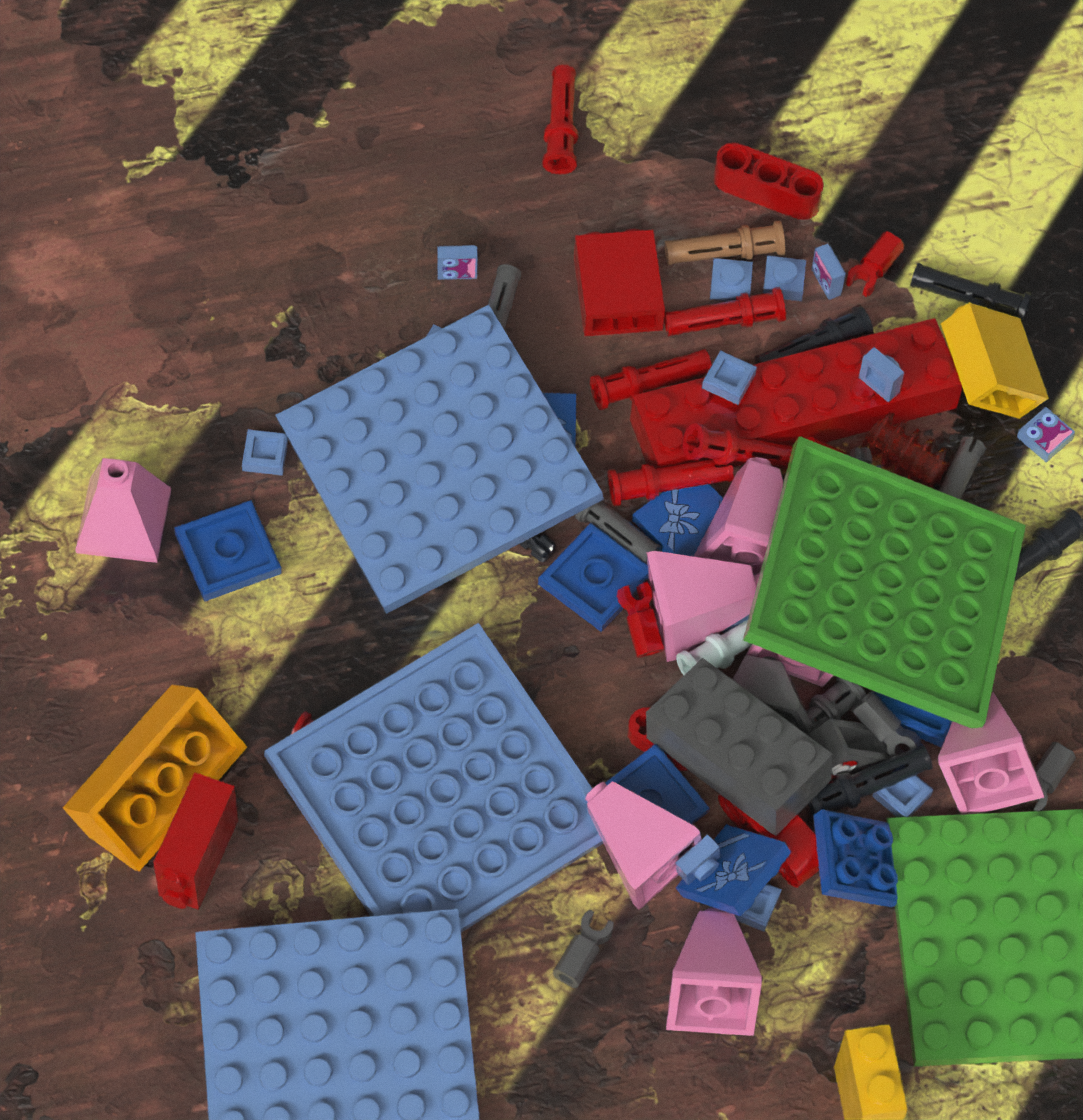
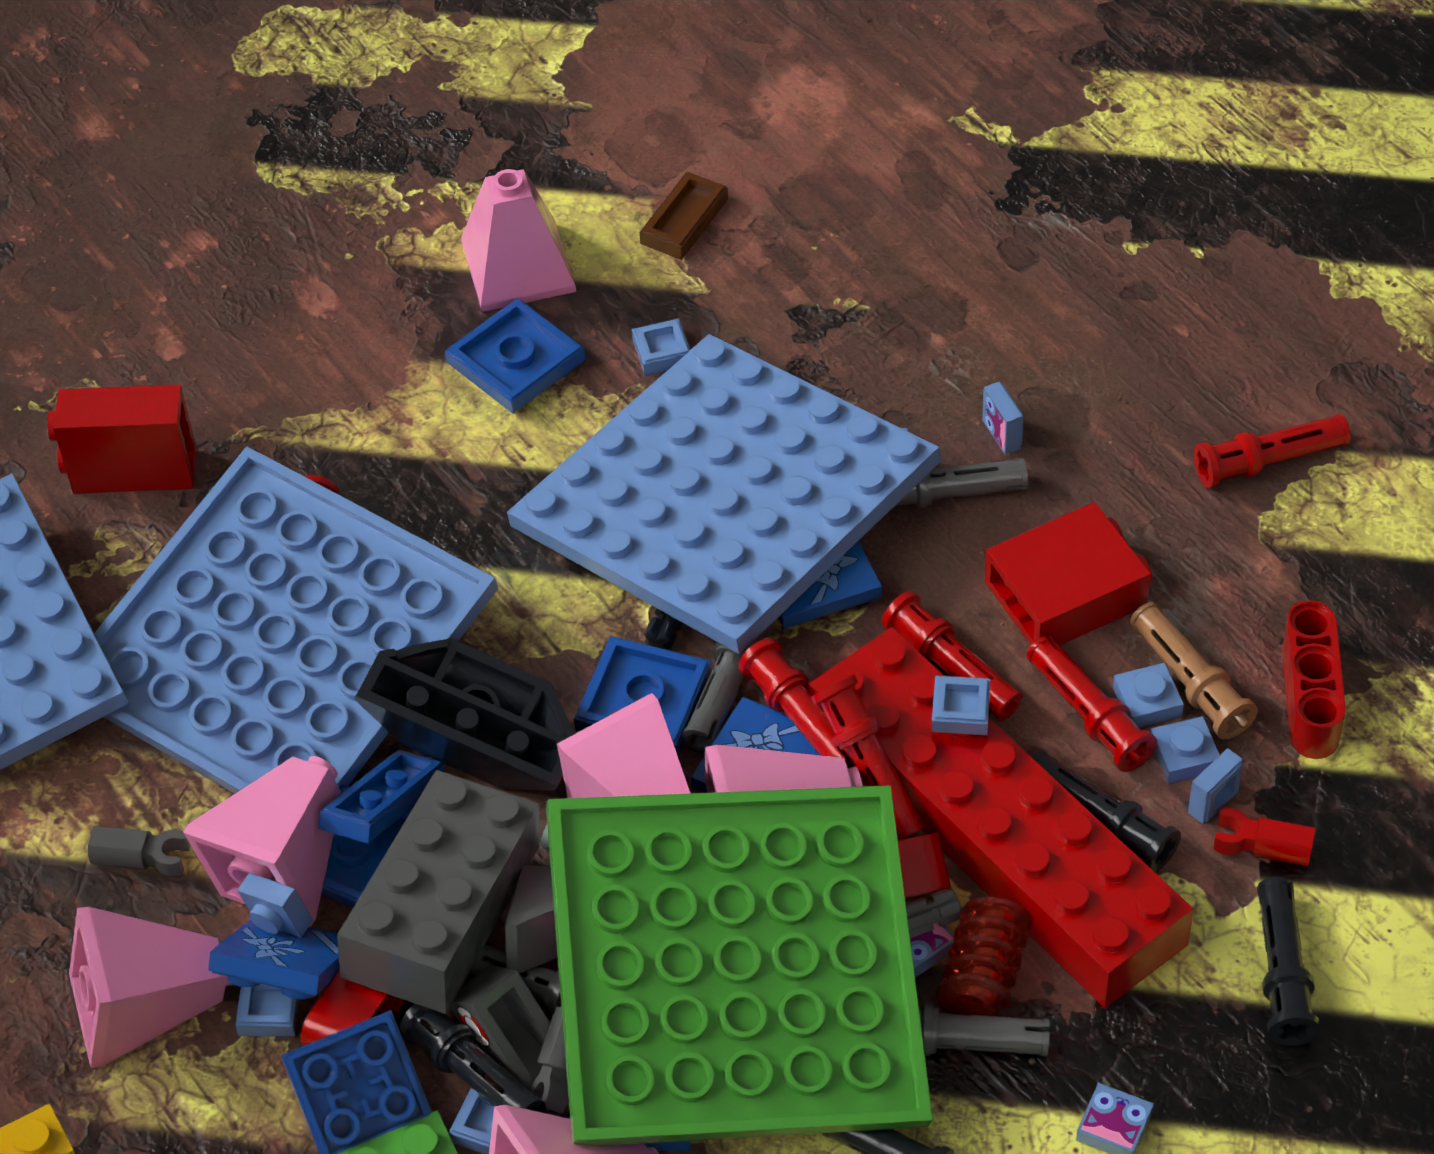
camera: 75 degrees right, 10 degrees down
(135, 389) = (683, 215): none -> reddish brown tile
(143, 780) = (230, 390): light orange slope -> none
(589, 676) = (469, 712): none -> black wedge
(628, 764) = (379, 797): none -> blue tile
(881, 374) = (1049, 857): medium blue plate -> none
(994, 360) = (1172, 1002): yellow brick -> none

